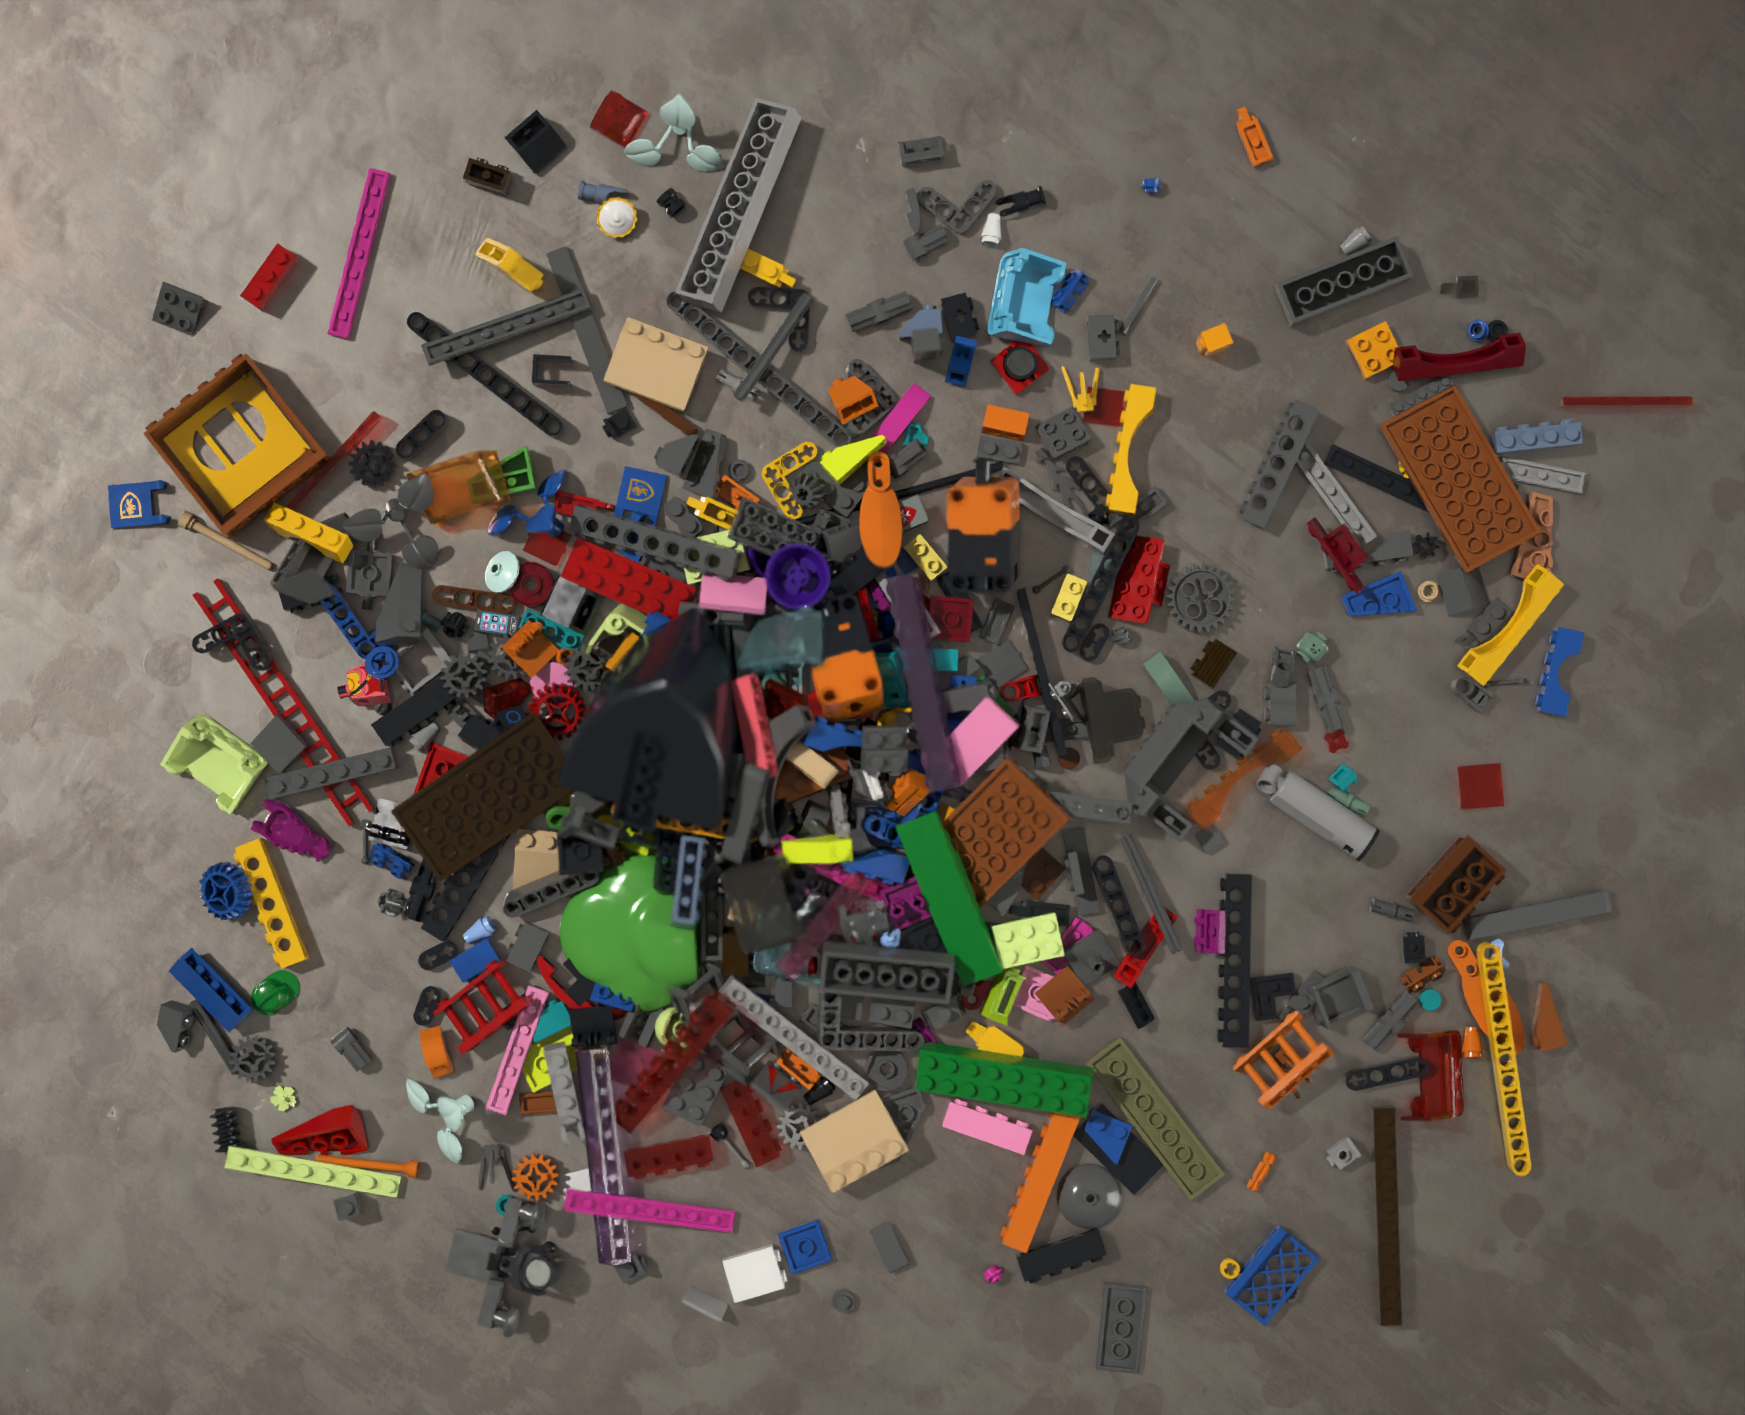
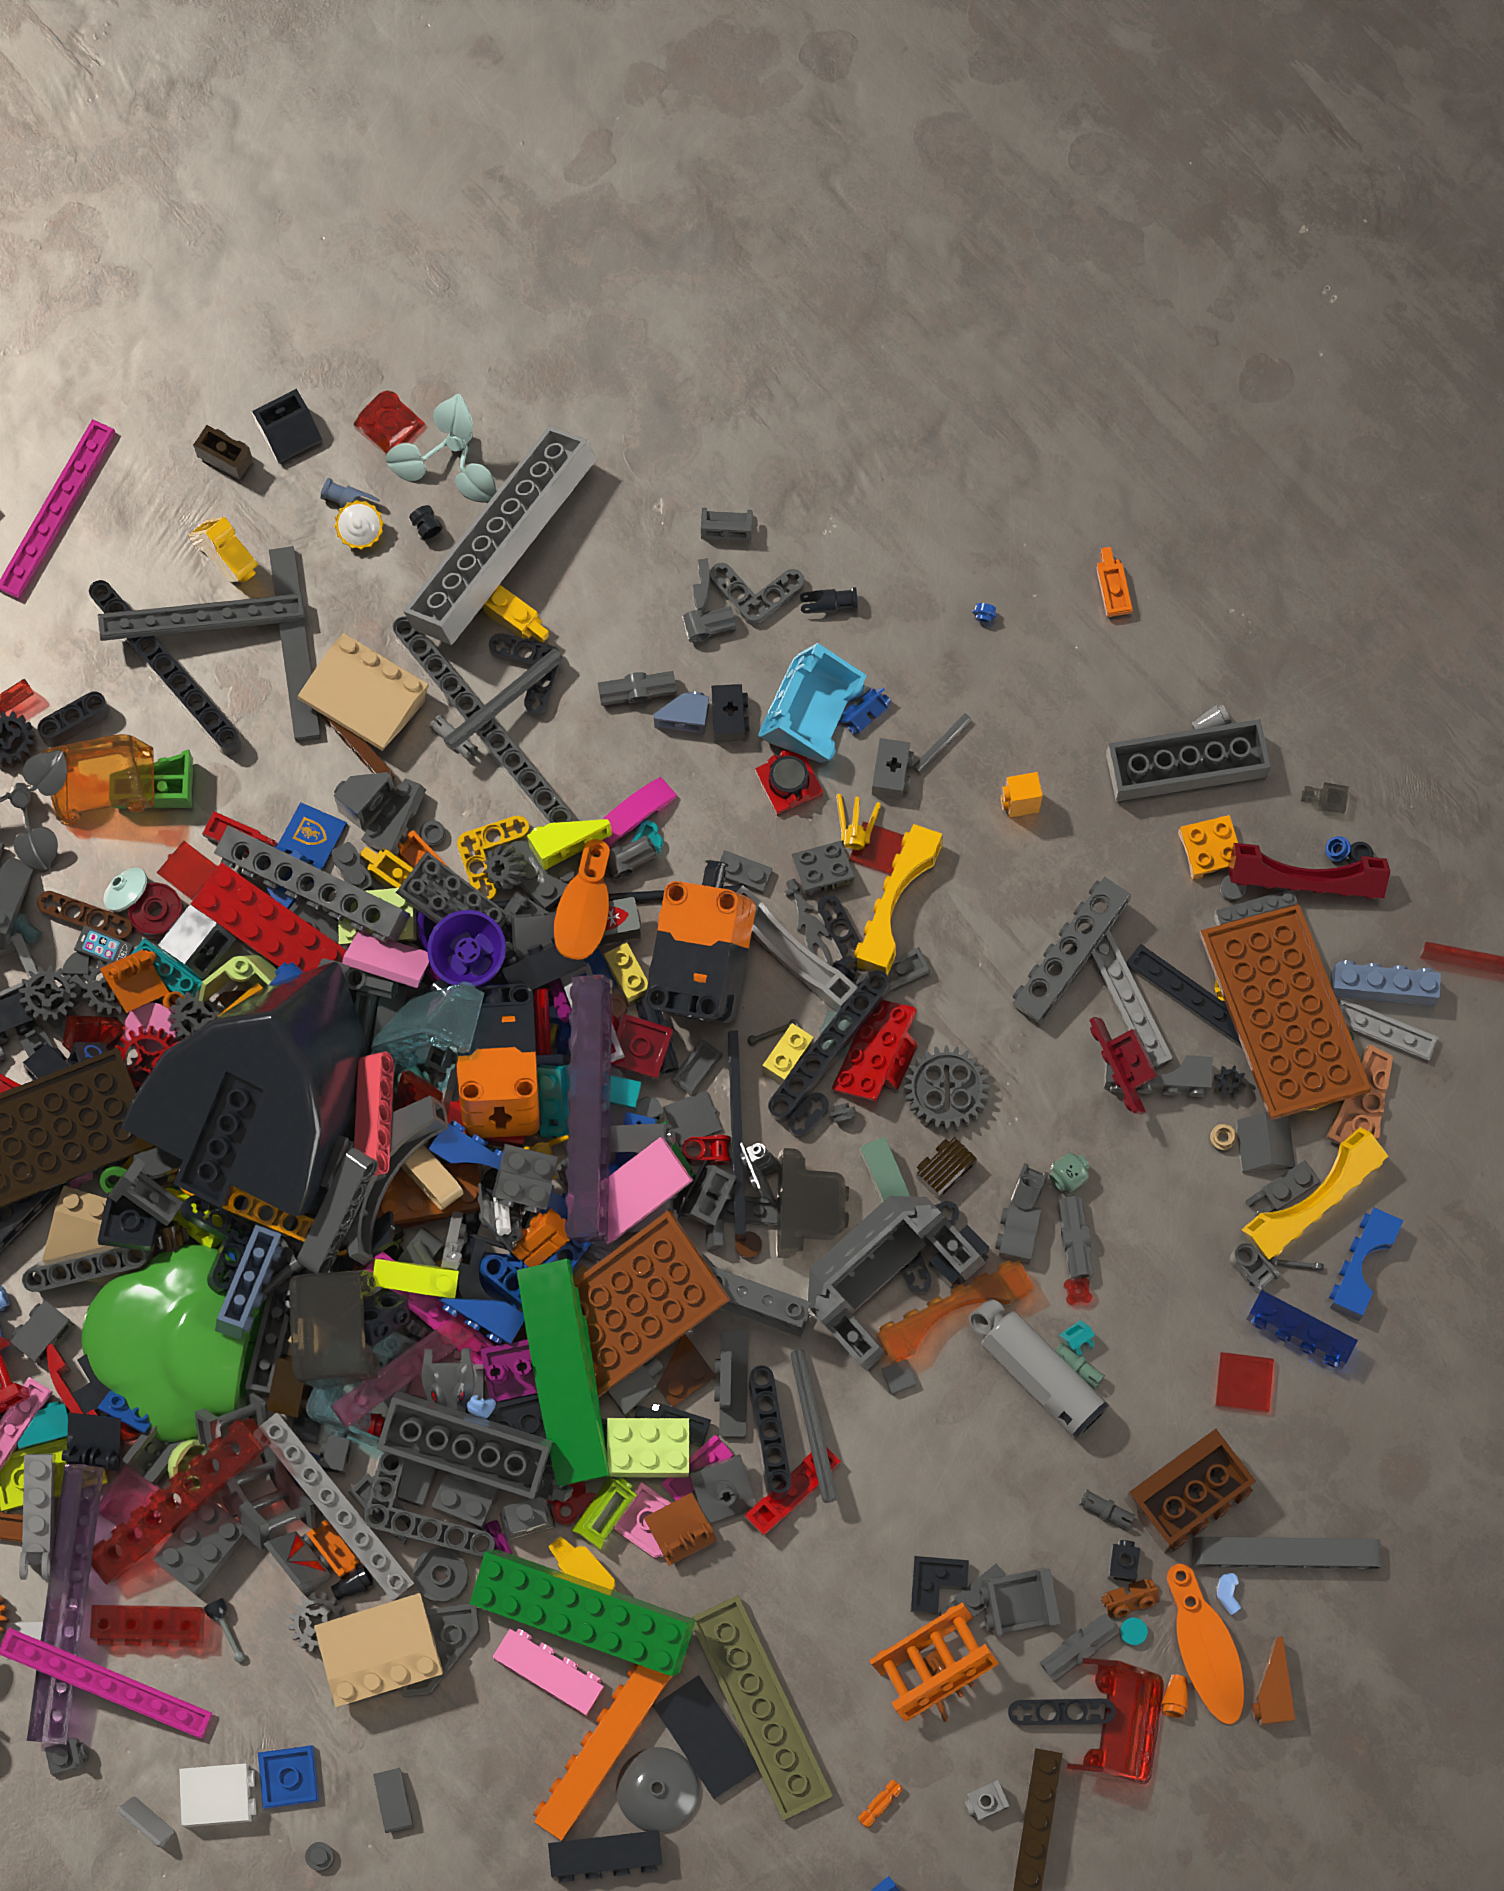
camera: 15 degrees right, 15 degrees down
(454, 624) = (53, 938): black gear -> none
(543, 520) = (193, 842): blue plant -> none
(549, 358) = (244, 663): black piece -> none
(619, 424) = (304, 754): black bracket -> none
(750, 1122) = (258, 1603): clear red brick -> none
(851, 398) = (582, 774): orange torso -> none
(881, 410) = (609, 781): dark grey beam -> none
(926, 344) = (681, 727): dark grey brick -> none
(960, 361) = (720, 759): blue brick -> none
(992, 232) = (787, 628): white cone -> none
(993, 1274) = (514, 1862): dark pink plate -> none
(1005, 423) = (756, 841): orange hinge -> none
(1108, 1133) = (697, 1712): blue wing -> none
(1136, 1005) = (766, 1560): black plate -> none
(1210, 931) = (876, 1486): magenta plate -> none
(1239, 1037) = (927, 1437): black brick -> none
(1380, 597) = (1163, 1131): blue wing -> none
(1508, 1068) = (1217, 1734): yellow beam -> none
(1518, 736) = (1301, 1329): none -> clear blue brick

